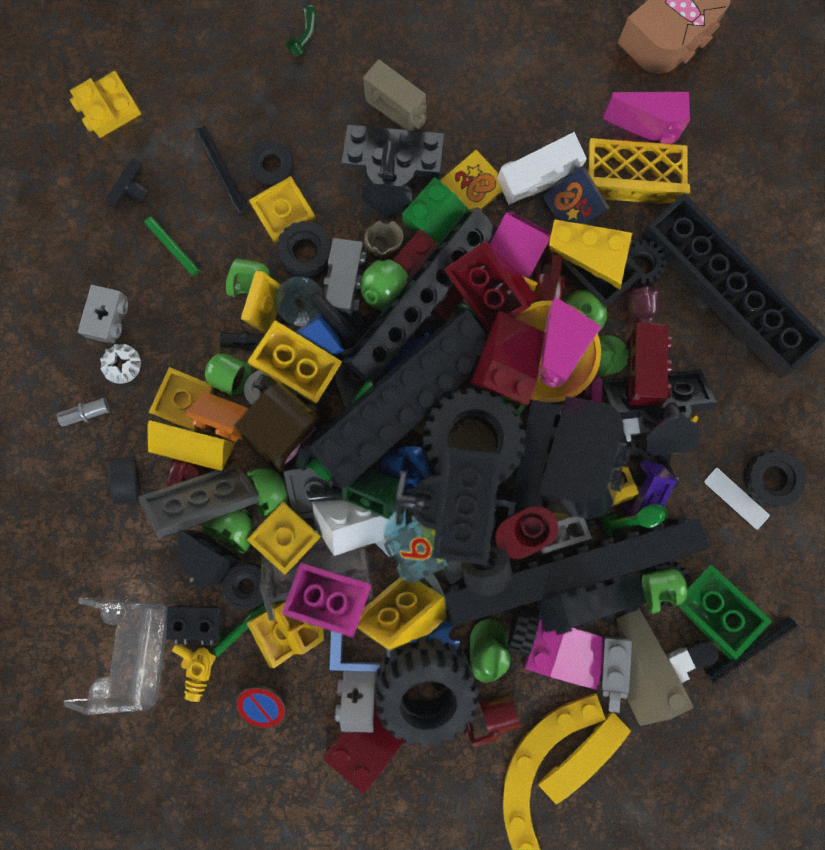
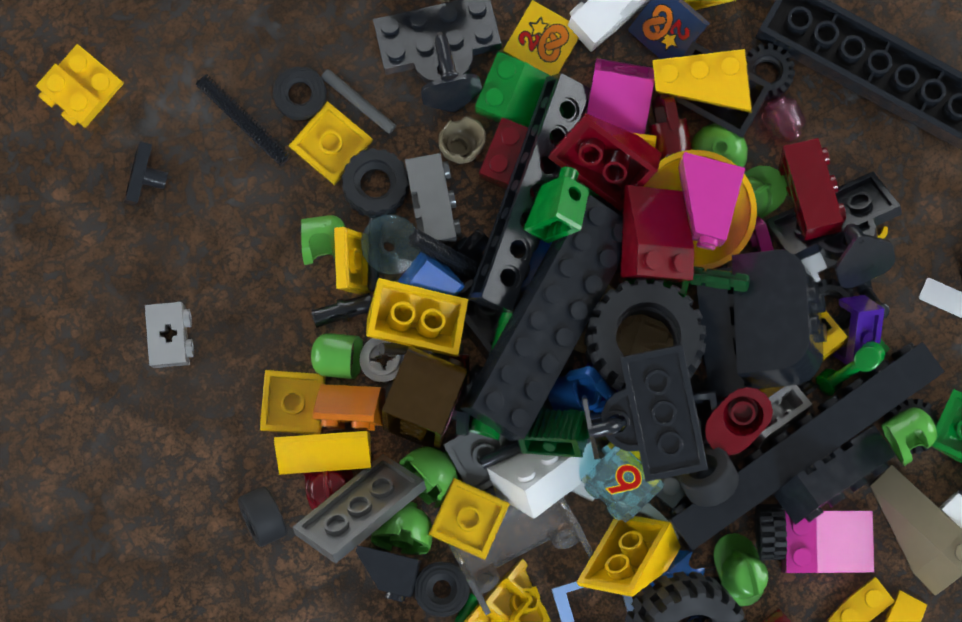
camera: 20 degrees left, 0 degrees up
(83, 412) = (183, 455): light grey axle -> none
(129, 369) = (220, 386): white gear -> none
(172, 246) = (217, 228): green bar -> none
(315, 184) = (358, 101): none -> dark grey bar
(326, 600) = (542, 570): dark pink slope -> none
(382, 283) = (480, 194): bright green cylinder -> none
(438, 311) = (558, 207): none -> green torso
(550, 412) = (720, 279): none -> dark green axle
(616, 670) = (889, 542): light grey hinge -> none

